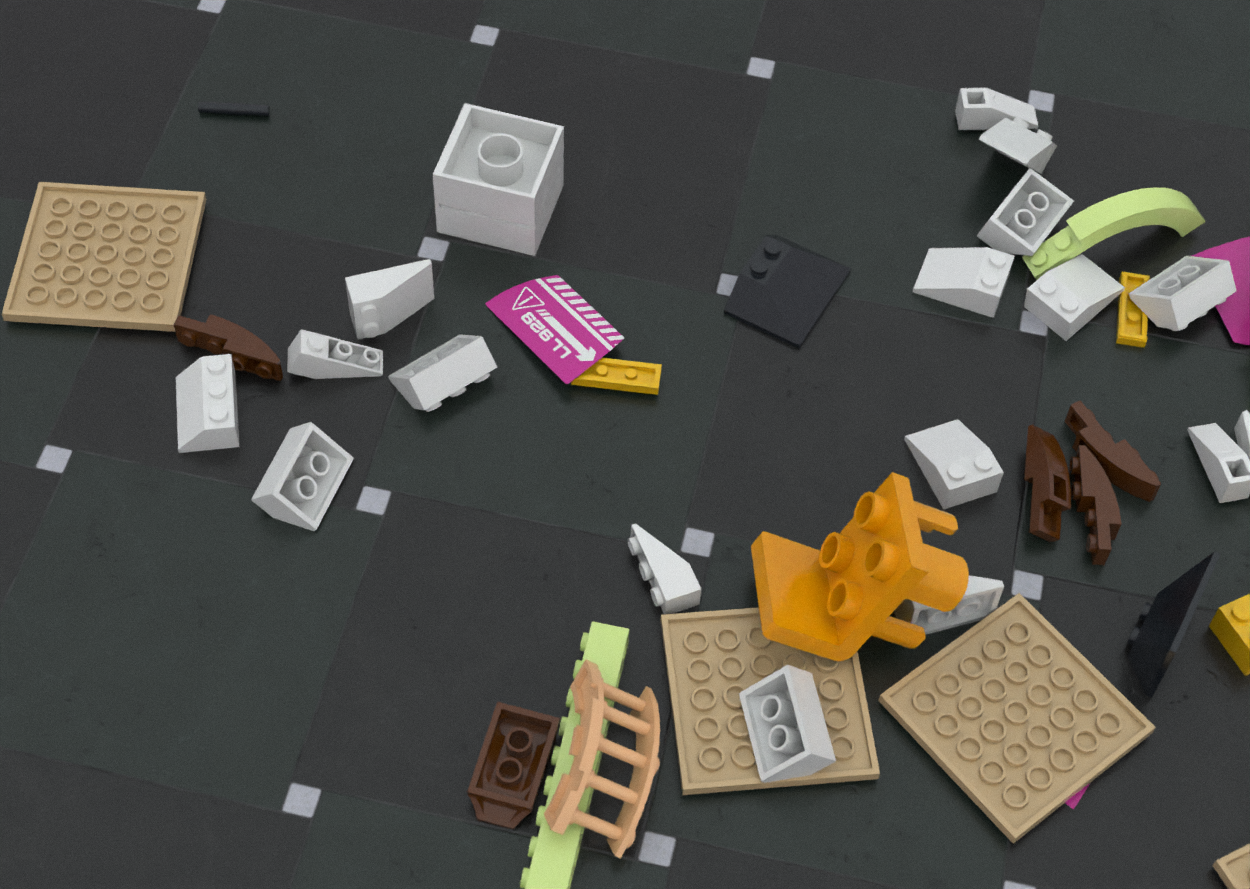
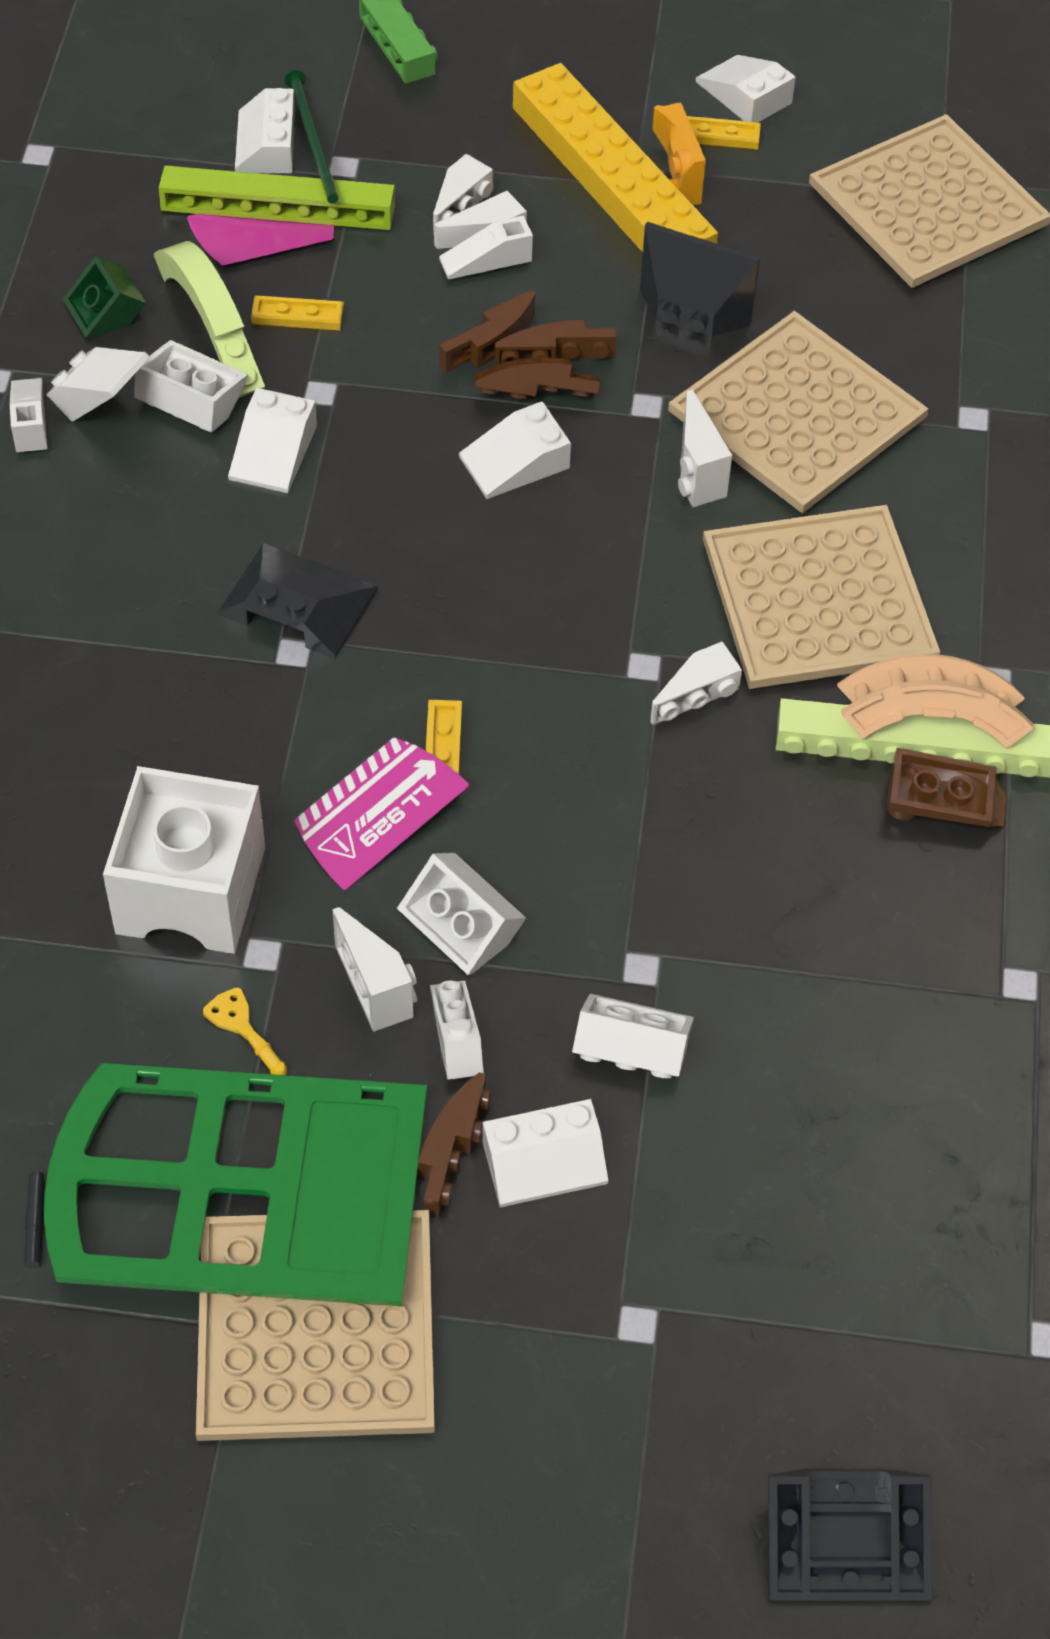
camera: 95 degrees left, 0 degrees up
(212, 269) = (334, 1193): none -> green door
(369, 229) = (241, 1025): none -> yellow piece
(786, 725) = (864, 566): white slope -> none
(849, 588) = (705, 494): light orange piece -> none
(1071, 295) = (295, 353): white slope -> none
(1135, 167) = (103, 298): none -> dark green slope
(1185, 291) = (283, 263): white slope -> none

